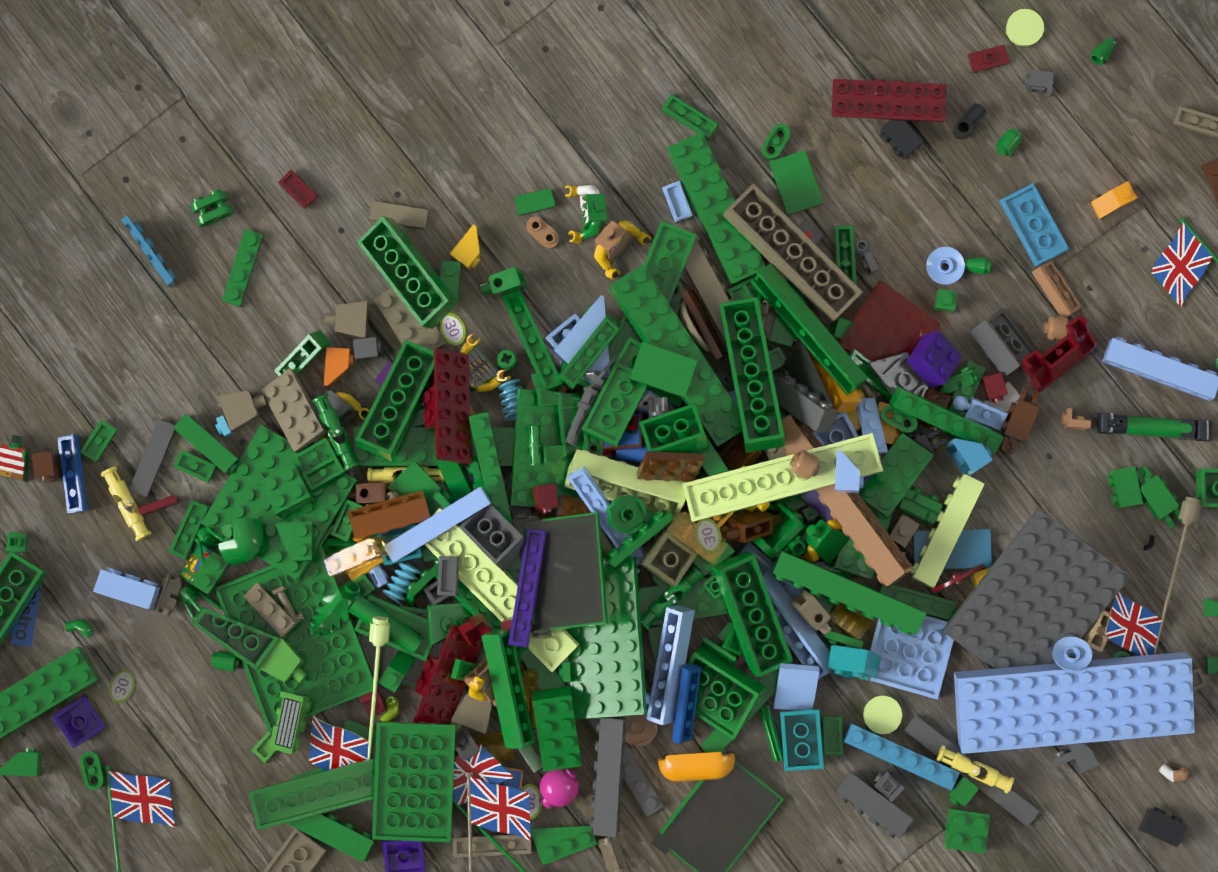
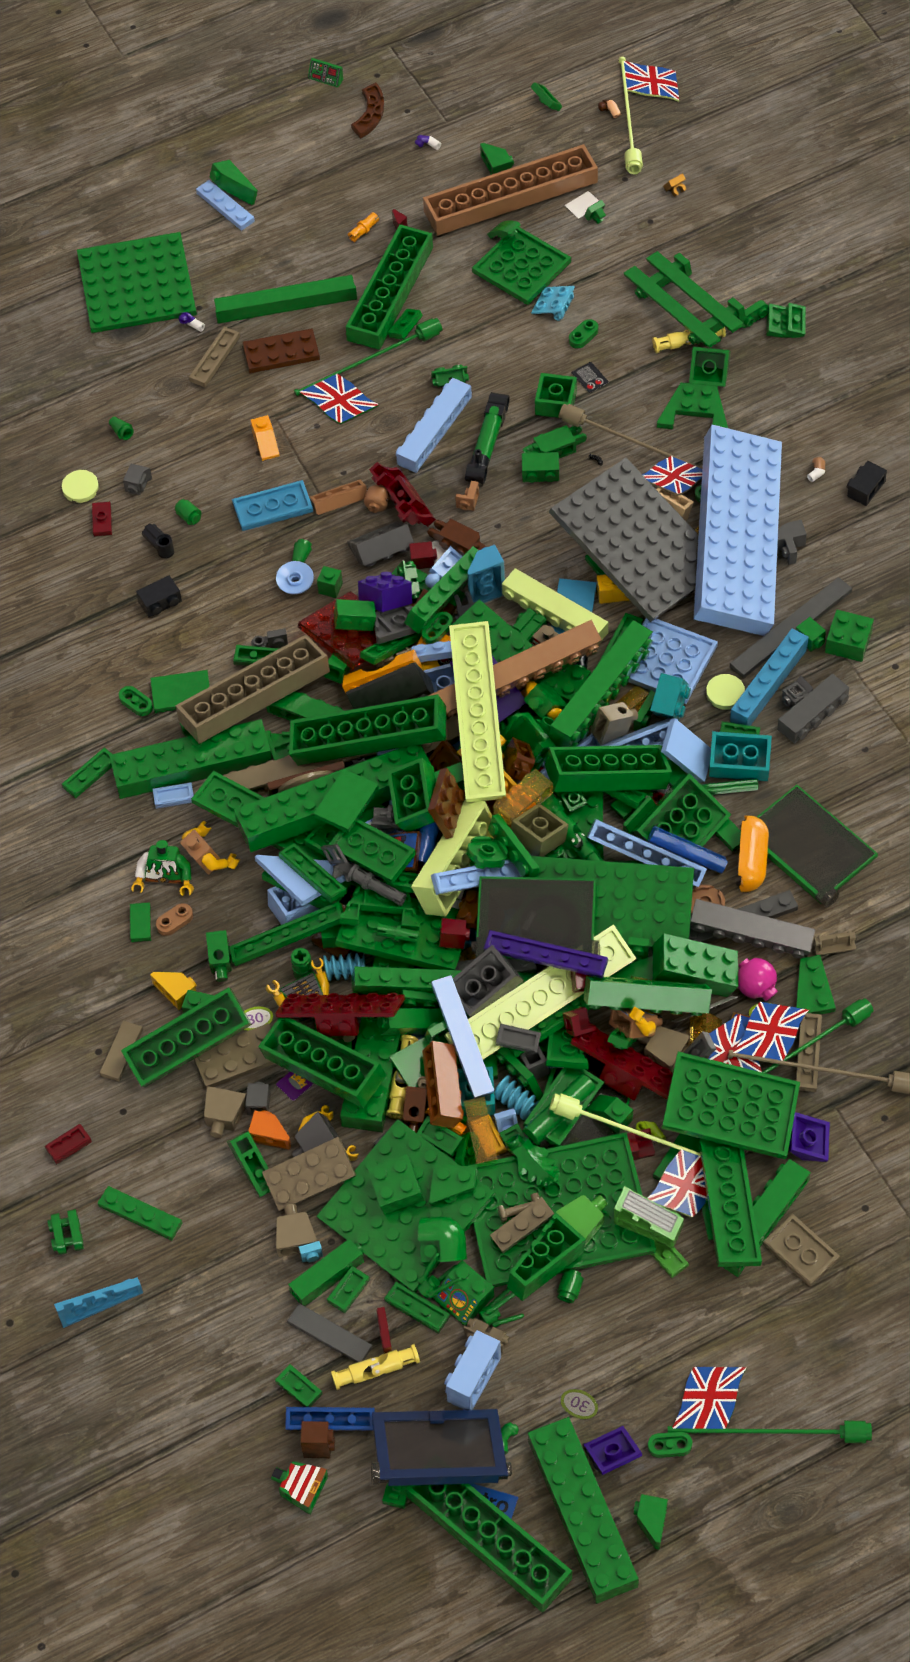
camera: 75 degrees left, 25 degrees down
(51, 572) = (438, 1448): none -> door
(318, 463) = (371, 1149): green slope -> none
(331, 421) = (339, 1126): green piece -> none
(708, 535) = (522, 783): clear smoke sticker -> none
(805, 404) = (415, 681): dark grey brick -> none
(805, 464) = (469, 682): medium nougat head -> none
(809, 329) = (332, 684): green tile -> none
(847, 475) = (486, 648): light blue slope -> none
(889, 100) = (121, 596): dark red bracket -> none
(897, 334) = (354, 615): none -> green brick
(958, 578) = (602, 600): dark red piece -> none
(963, 764) = (782, 627): light yellow piece -> none
(1072, 647) = (692, 515): light blue dish -> none

